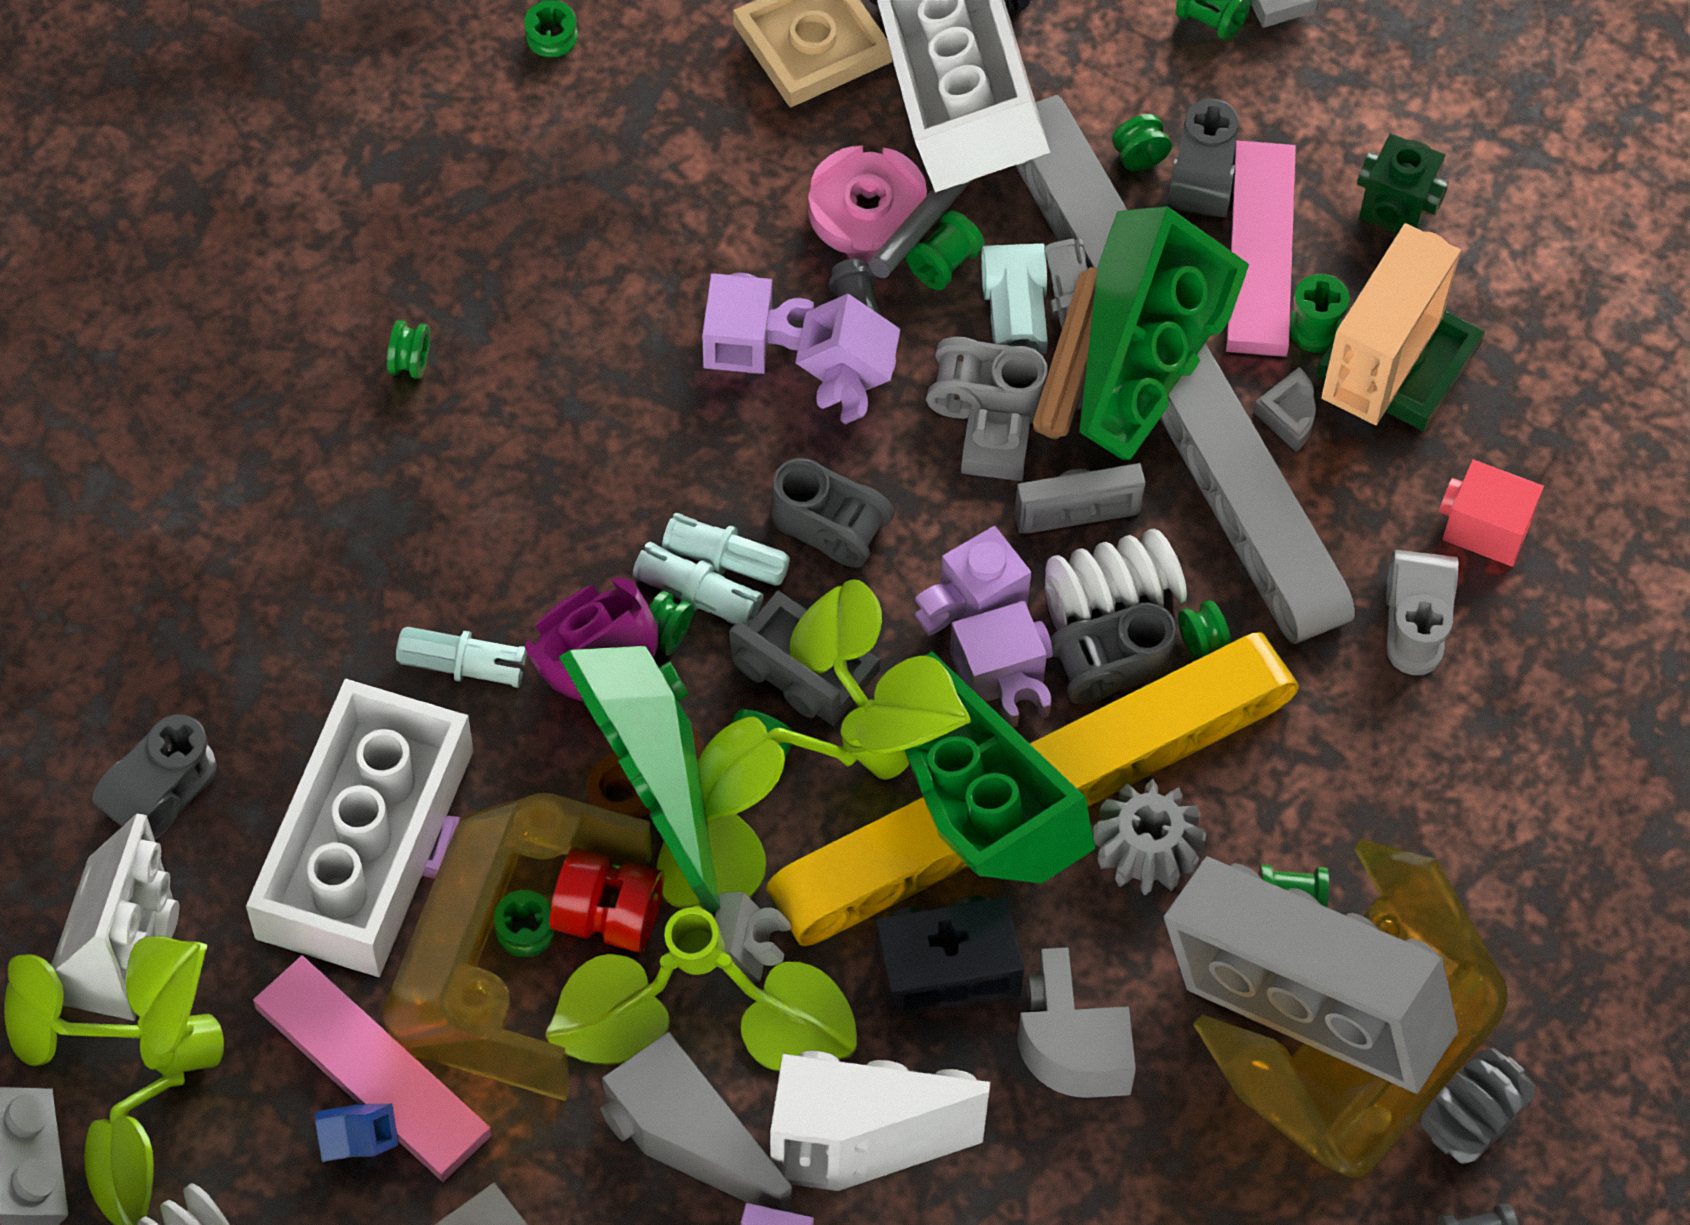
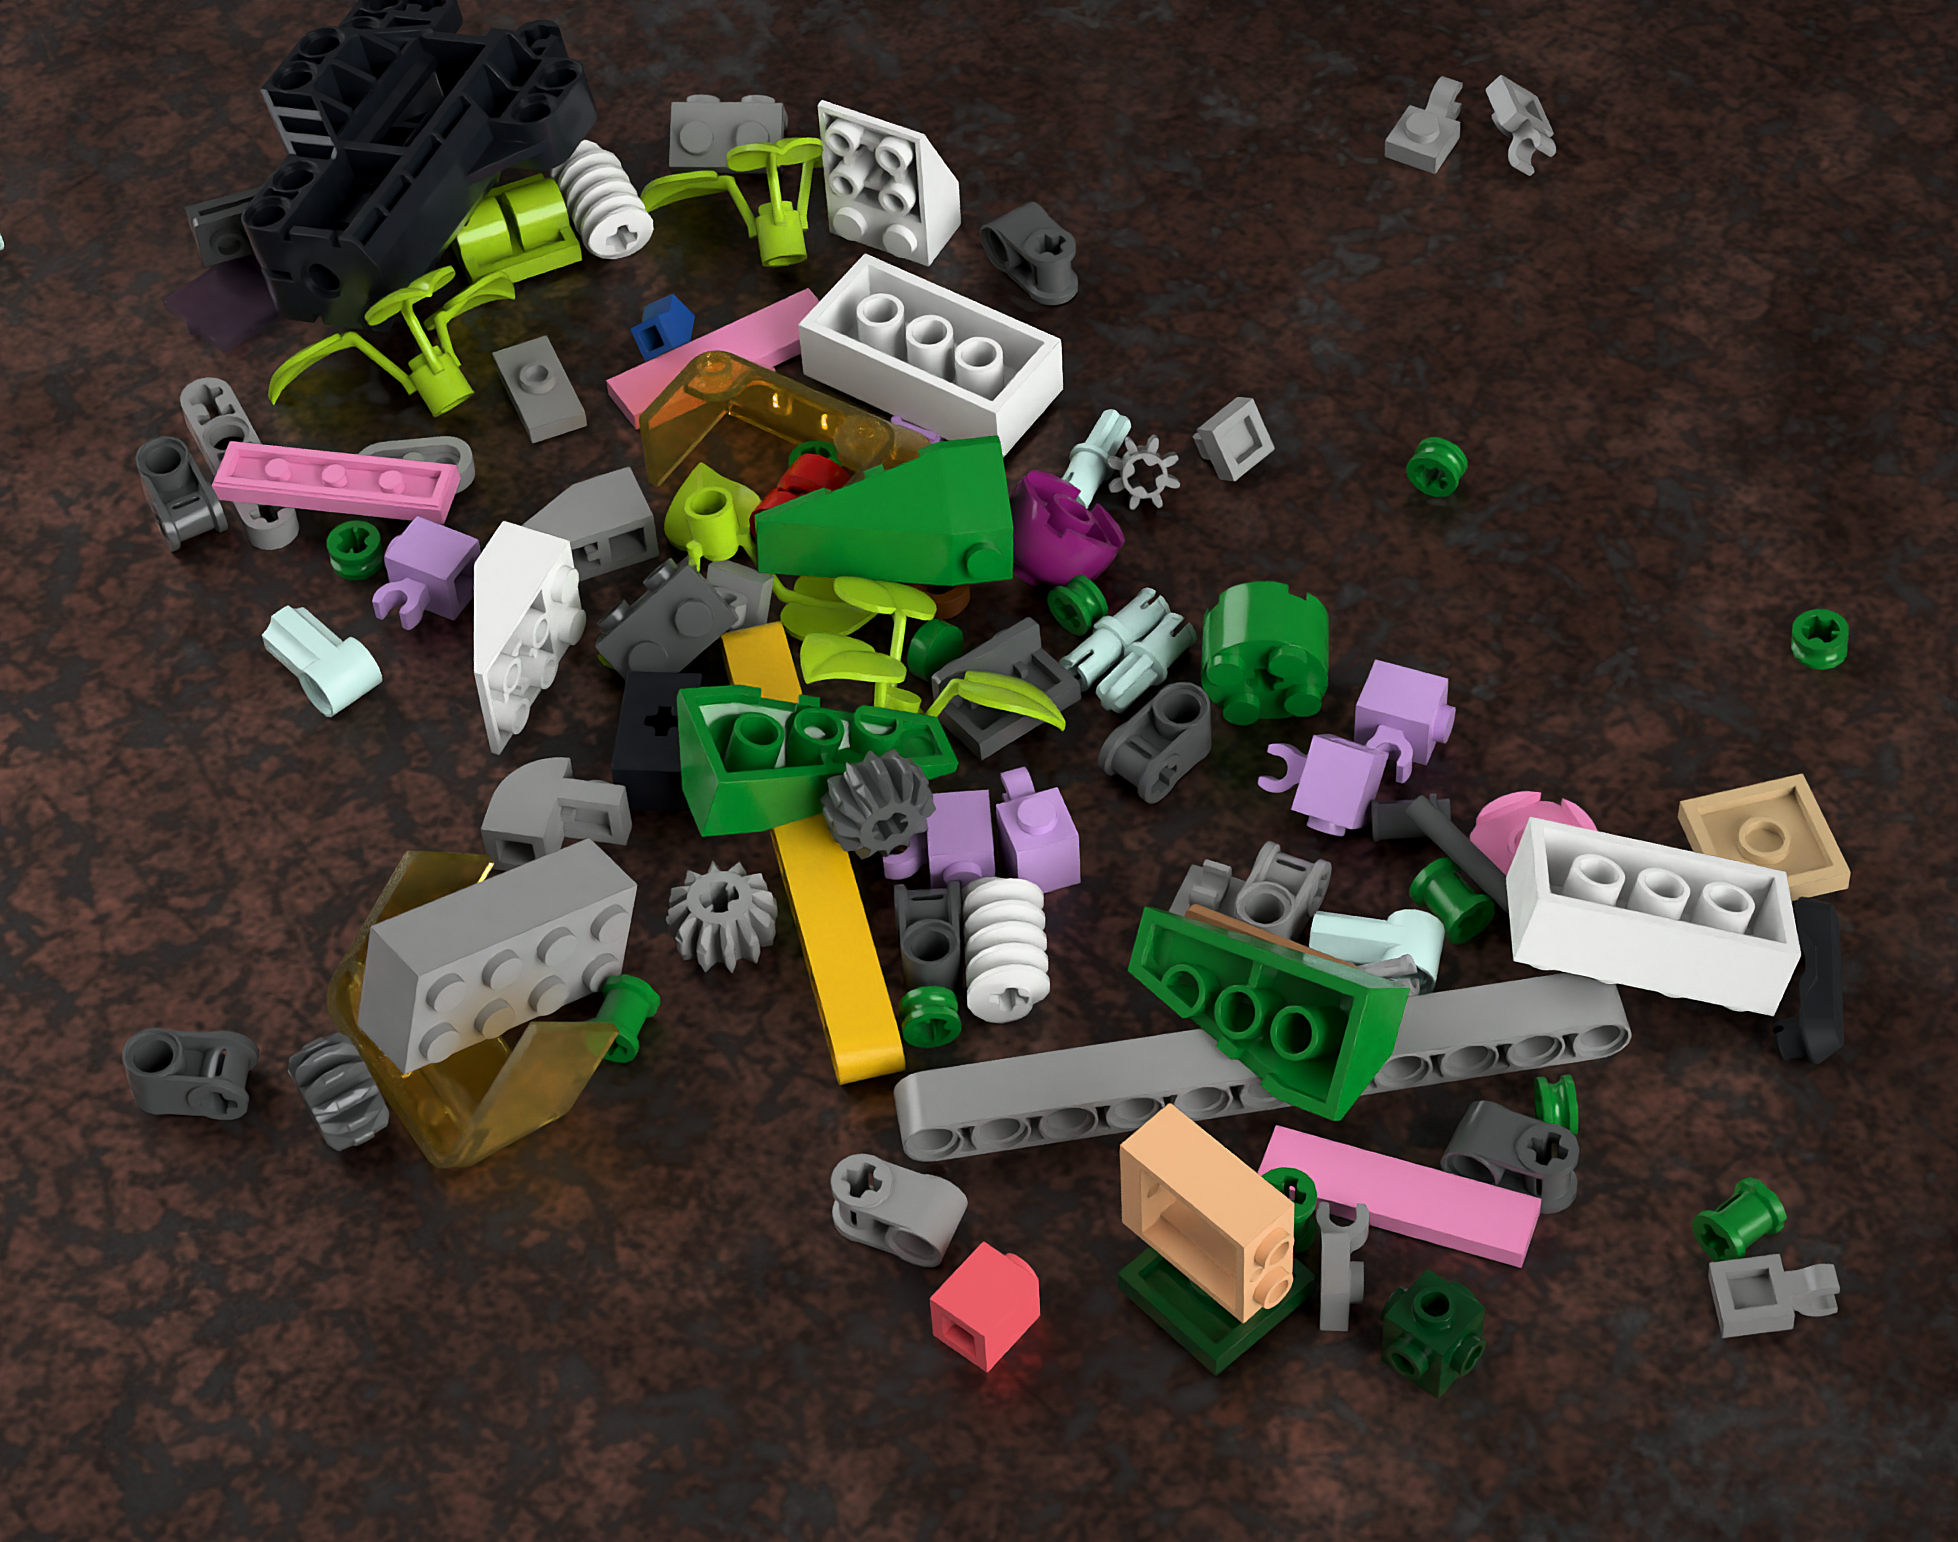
camera: 110 degrees right, 10 degrees down
(410, 529) = (1234, 439): none -> light grey tile
(479, 596) = (1135, 486): none -> light grey gear
(718, 427) = (1265, 653): none -> green brick
(813, 982) = (666, 624): none -> dark grey bracket
(1024, 687) = (877, 804): none -> dark grey gear
(1079, 498) = (1114, 945): light grey plate -> none
(1351, 267) = (1339, 1277): none -> light grey plate

